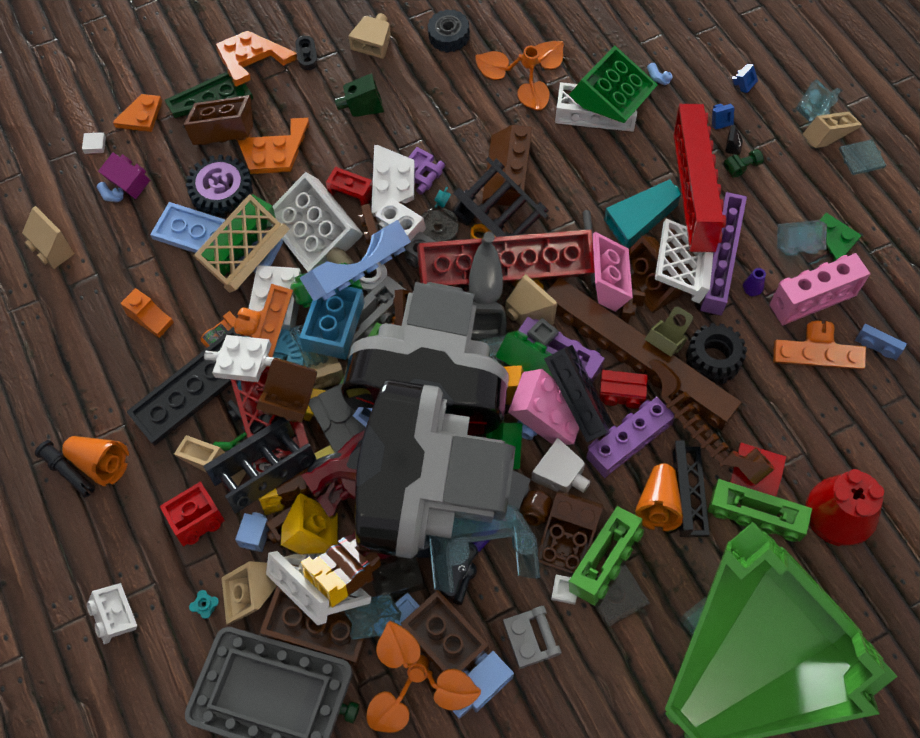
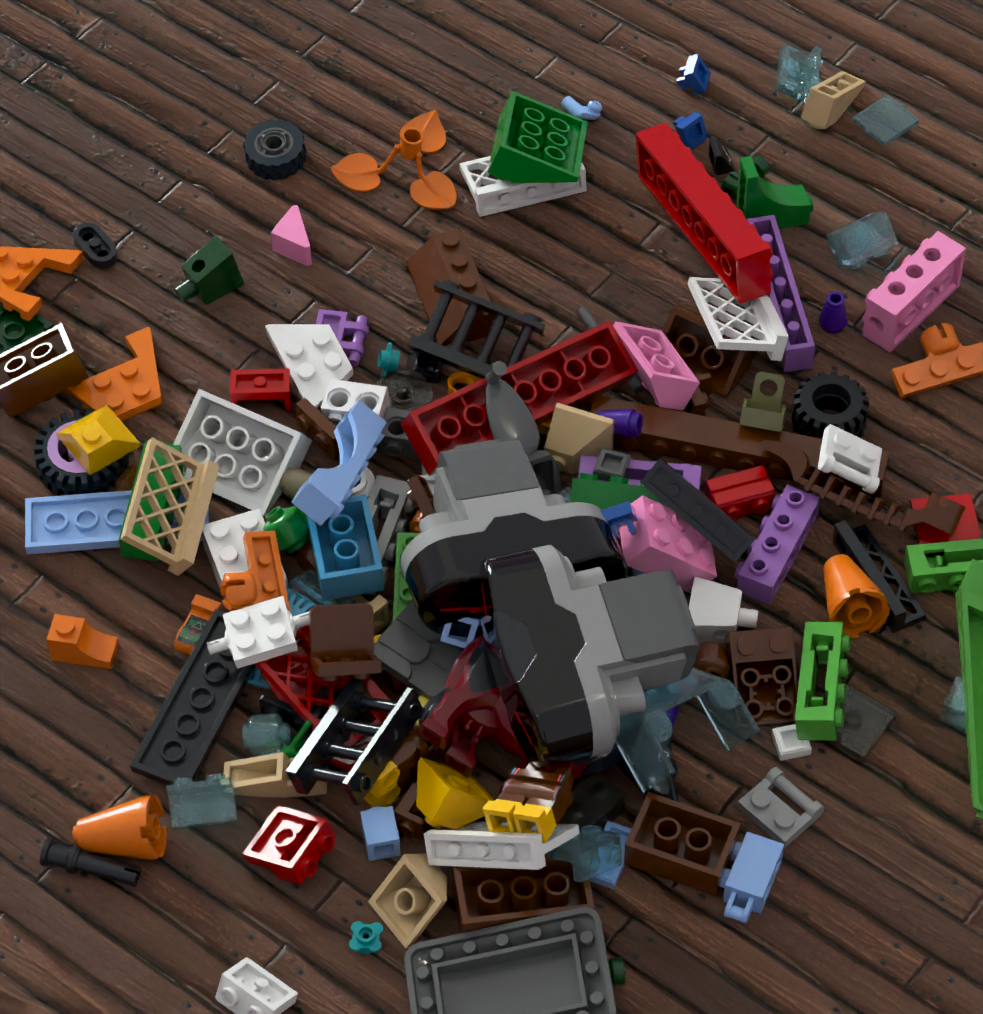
camera: 25 degrees left, 10 degrees down
(154, 460) = (202, 802): none -> clear light blue bracket
(219, 428) = (265, 734): none -> clear light blue head
(229, 181) = (98, 439): none -> yellow slope
(371, 36) = (174, 193): tan torso -> none
(398, 647) = (643, 857): orange plant -> none
(426, 91) = (290, 238): none -> bright pink slope
(516, 378) = (619, 516): none -> blue tile
(566, 306) = (626, 421): none -> dark purple cone
(641, 212) = (650, 285): teal slope -> none
(712, 393) = (850, 458): none -> white plate
(746, 182) = (761, 198): none -> green arch
(839, 236) = (908, 224): green wing -> none

